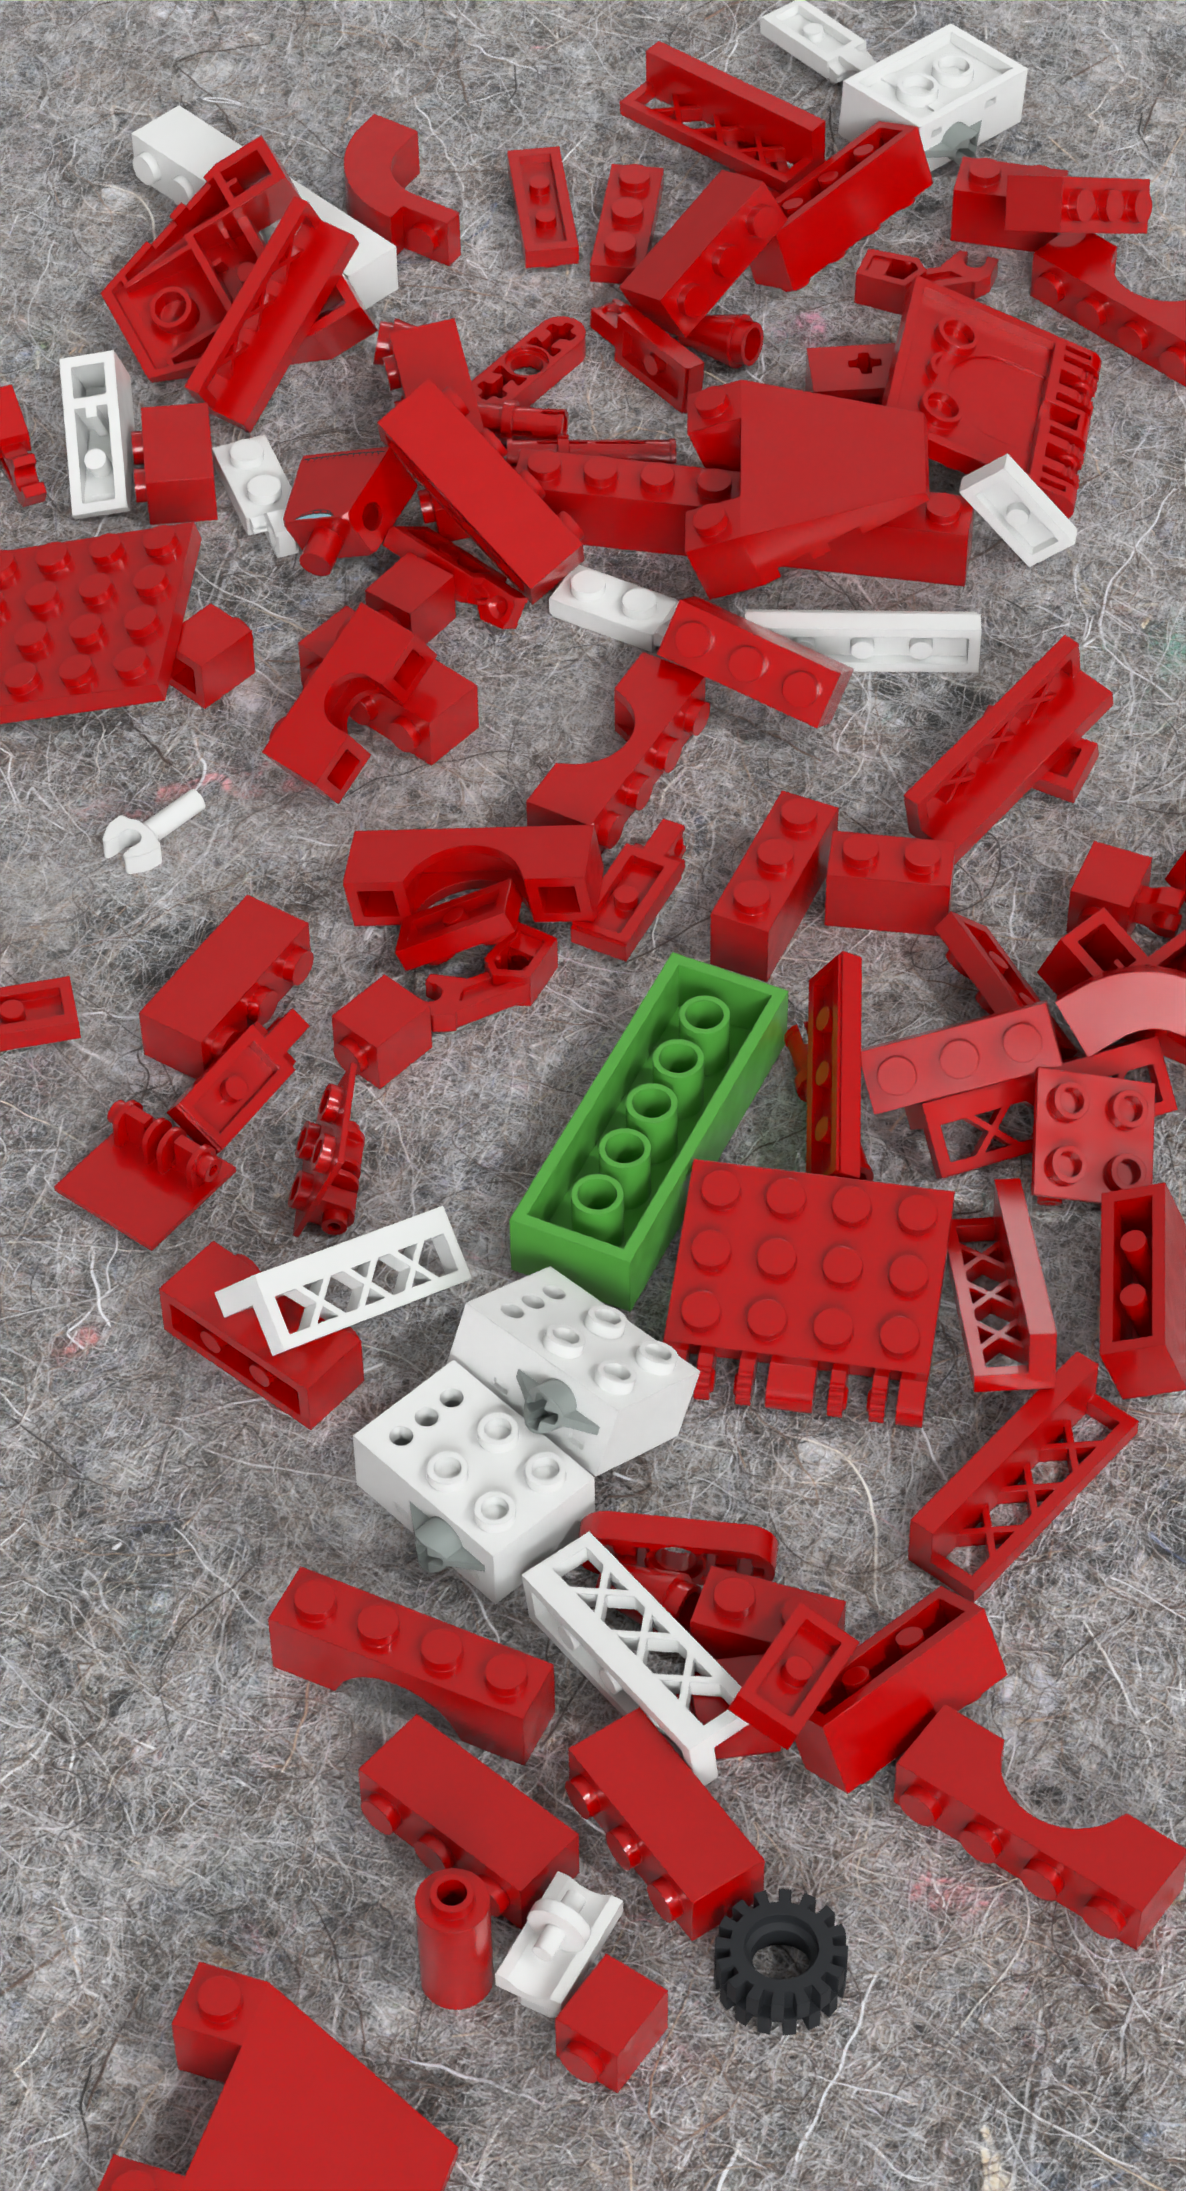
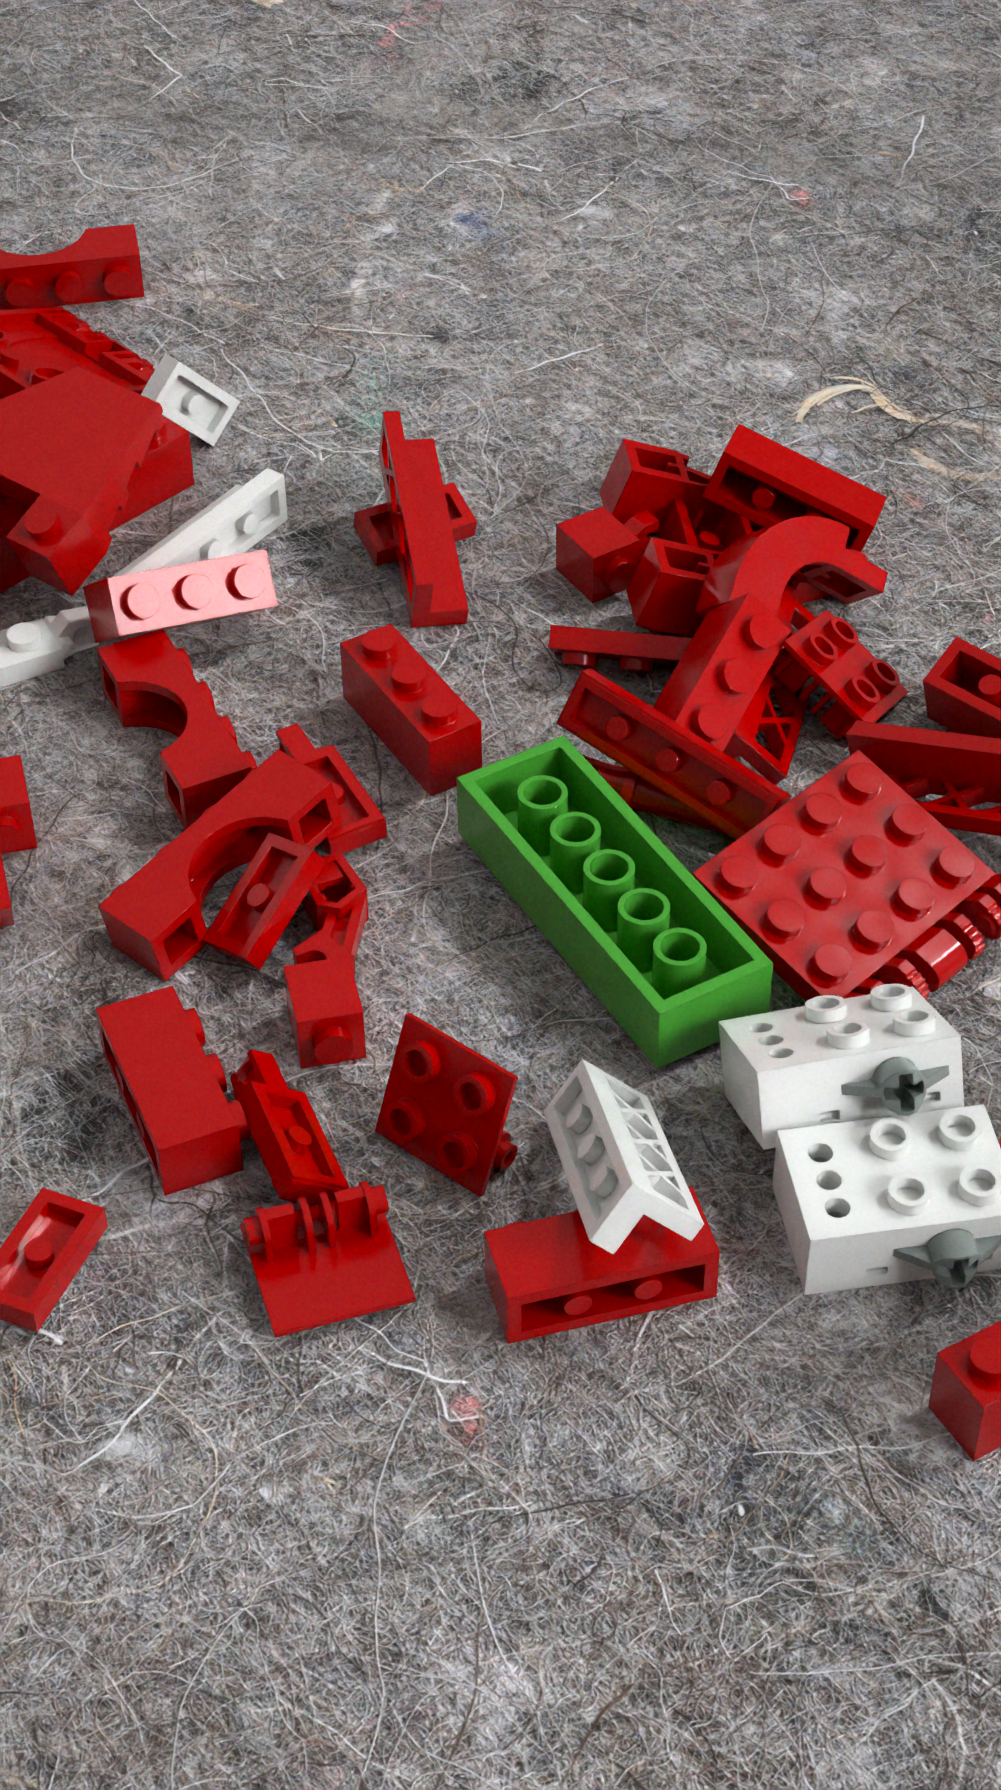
camera: 55 degrees left, 5 degrees down
(888, 882) = (480, 643): red brick -> none

